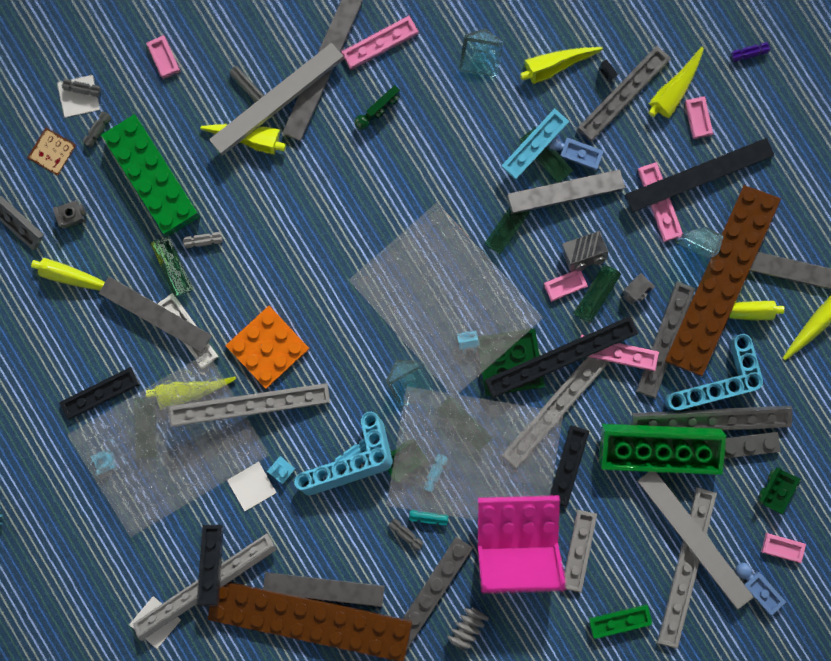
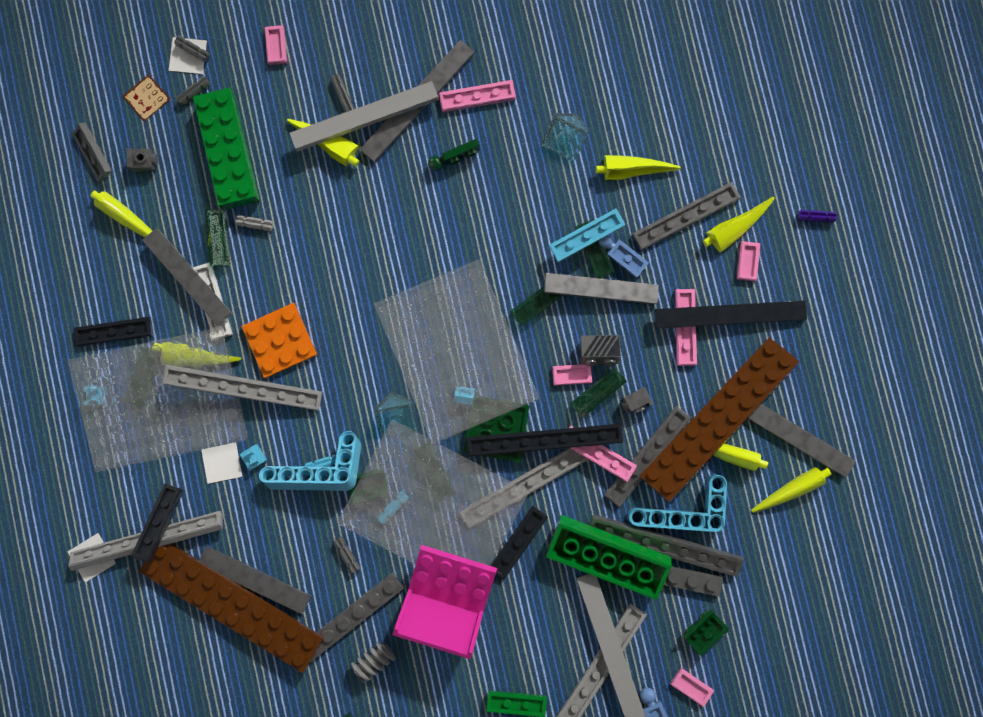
camera: 25 degrees right, 0 degrees up
(426, 517) = (372, 547): teal axle -> none
(579, 550) = (500, 625): light grey tile -> none
(608, 71) = (678, 190): black tile -> none
(701, 241) = (712, 376): clear light blue slope -> none

